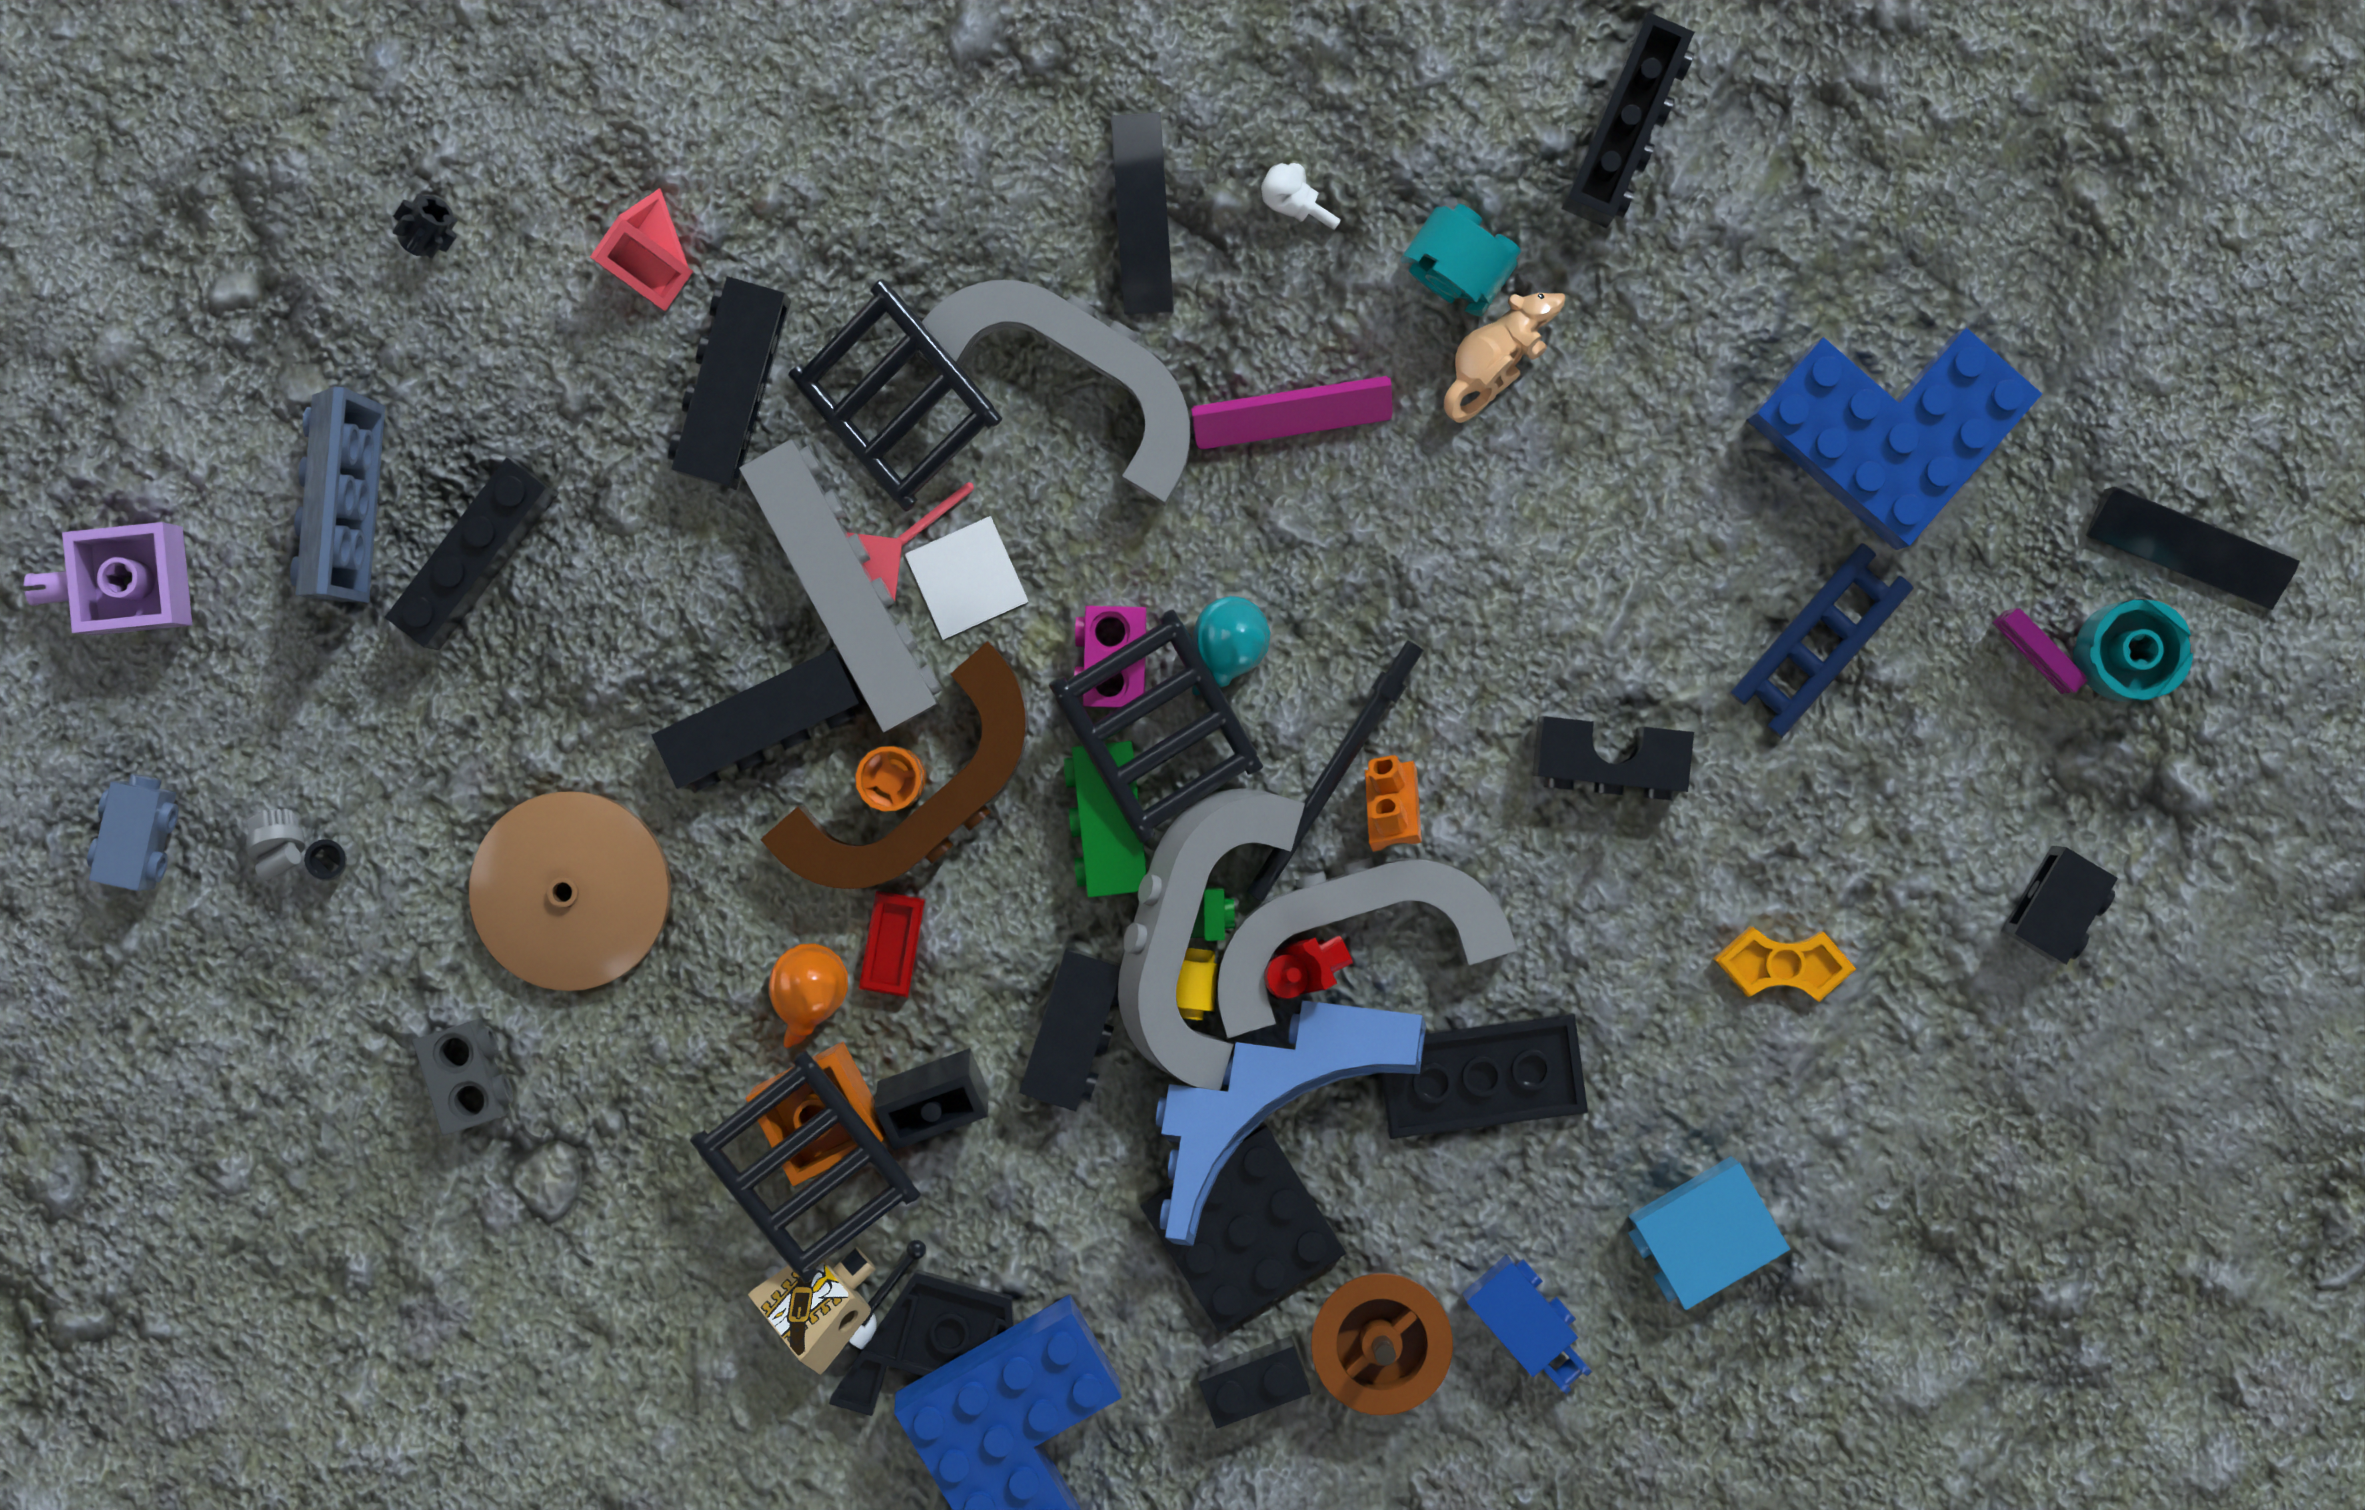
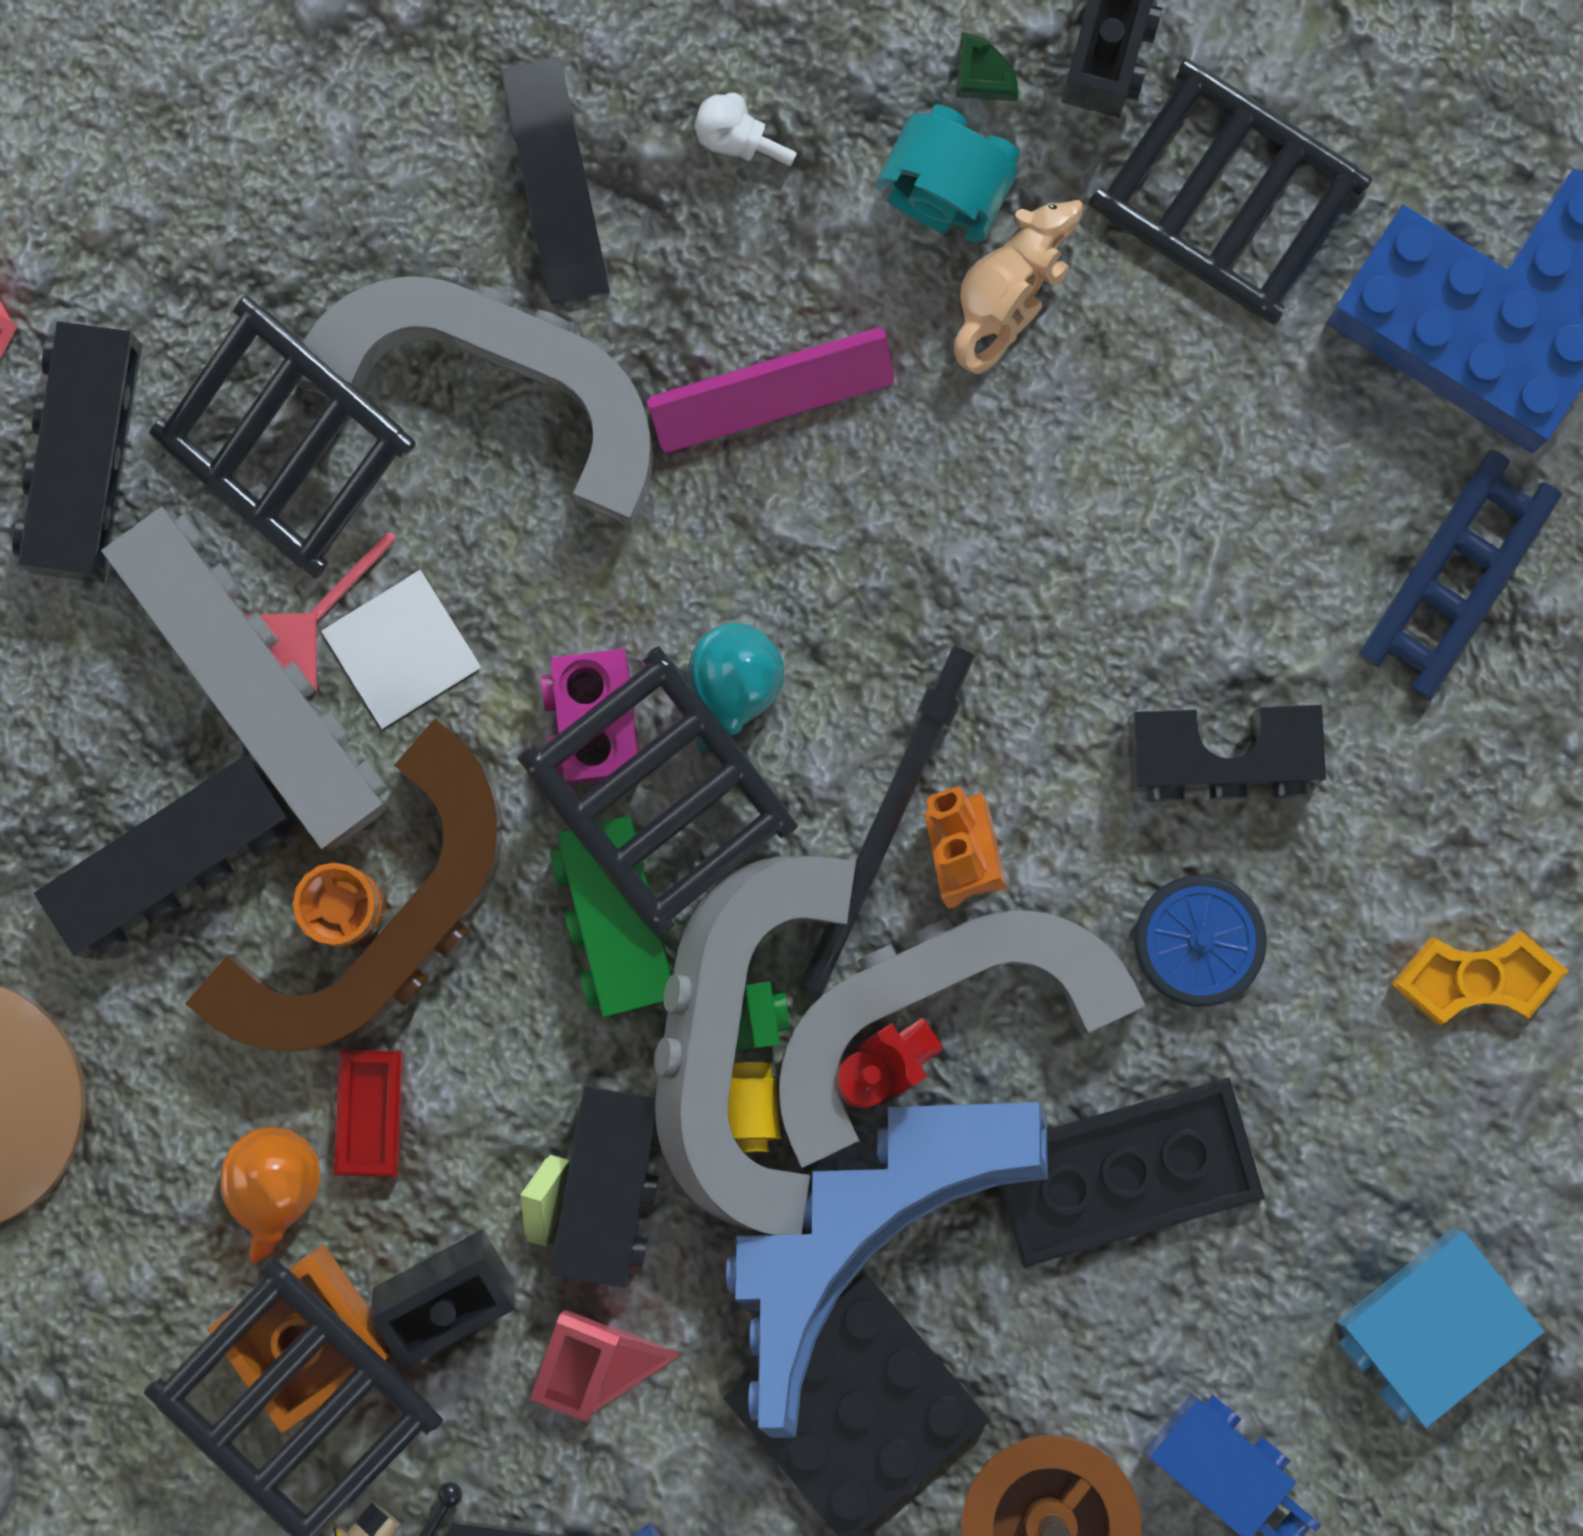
camera: 10 degrees left, 5 degrees down
(1022, 1031) = (544, 1200): none -> yellowish green tile
(1042, 1165) = (593, 1365): none -> coral slope
(1502, 173) = (984, 71): none -> dark green tile
(1568, 903) = (1200, 940): none -> blue wheel
(1707, 240) = (1215, 268): none -> black bar

